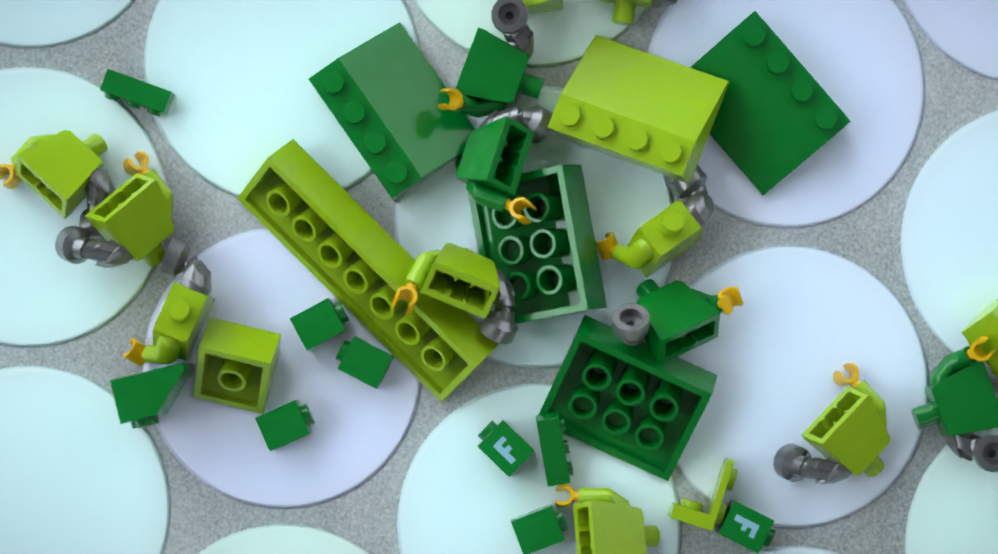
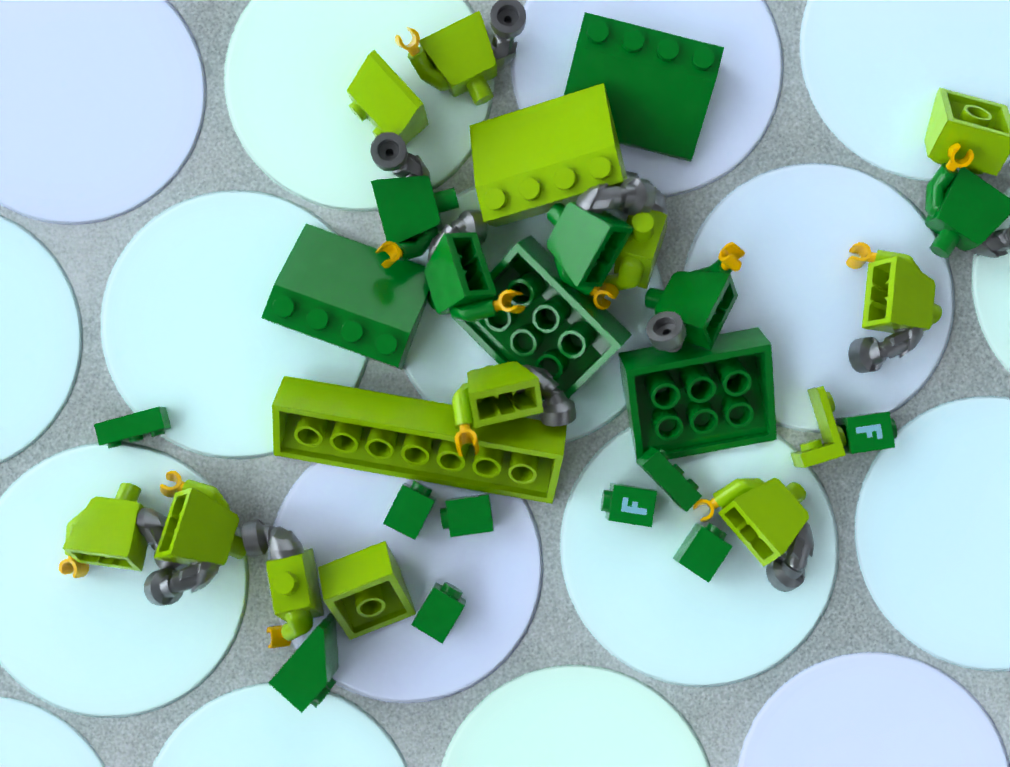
camera: 35 degrees left, 0 degrees up
(624, 204) = (590, 239): none -> torso

